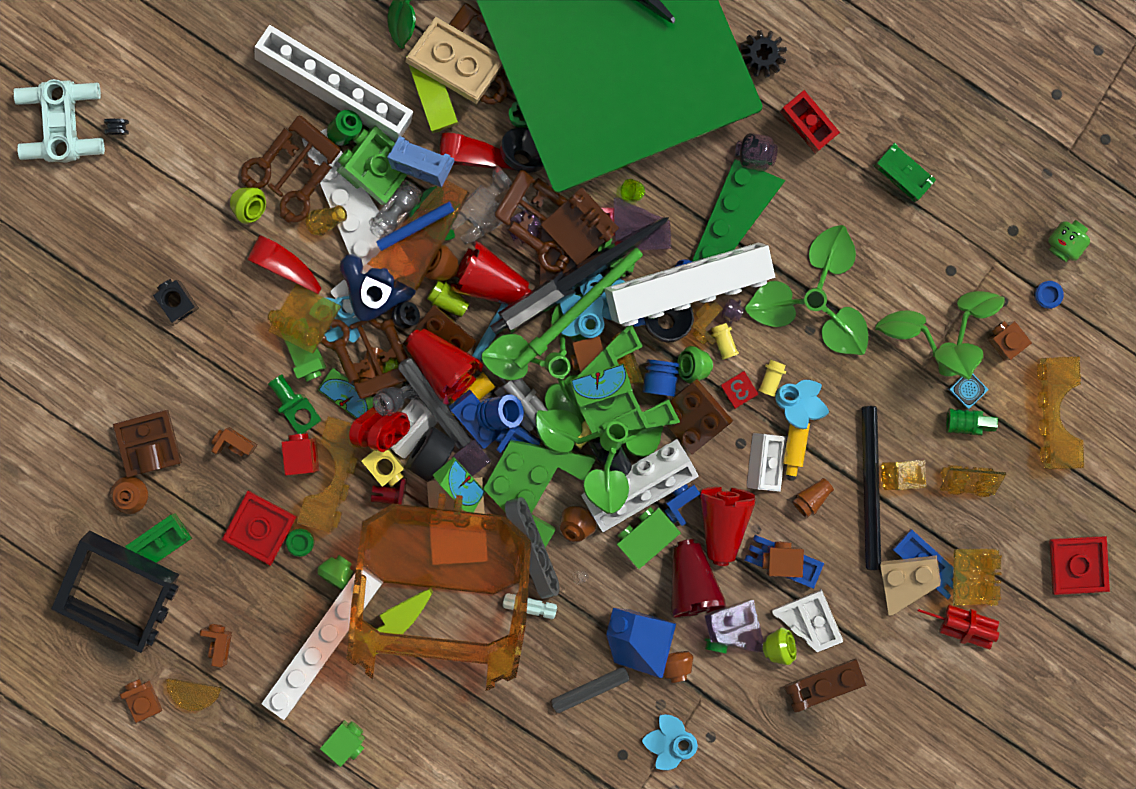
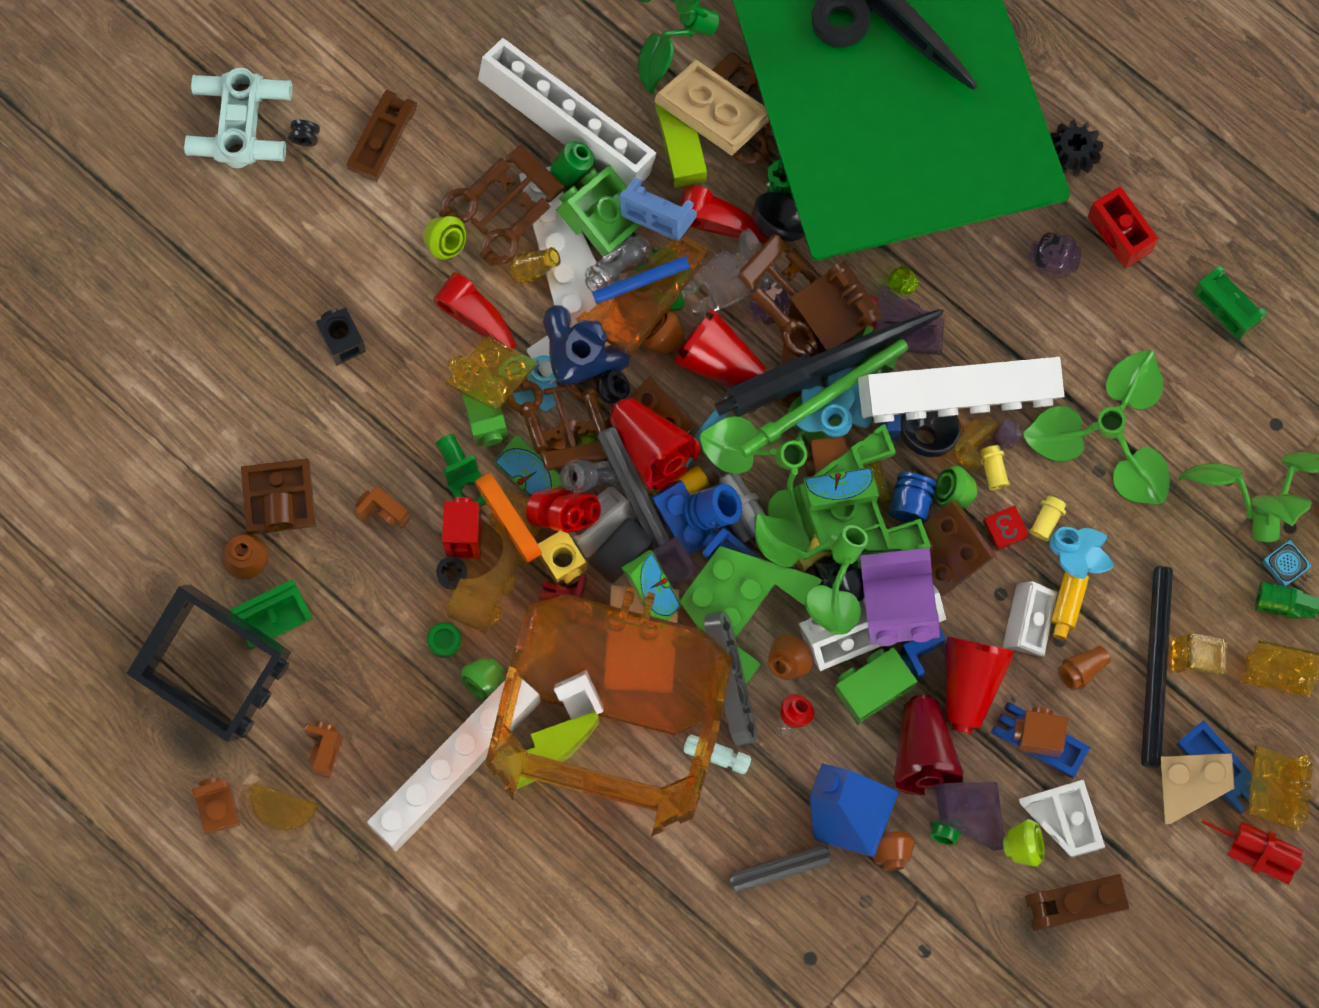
camera: 10 degrees right, 15 degrees down
(181, 119) = (381, 136): none -> reddish brown plate
(259, 528) = (397, 614): red plate -> none
(293, 494) = (443, 565): none -> black bush
(335, 444) = (508, 517): none -> orange beam
(344, 743) = (462, 891): bright green brick -> none
(413, 578) = (579, 695): none -> white panel
(446, 299) = (666, 375): lime cone -> none
(582, 566) = (796, 711): none -> red plate
(659, 472) = (899, 597): none -> medium lavender panel
(665, 742) = (867, 948): medium azure plate -> none
(736, 209) = (1027, 316): green wing -> none

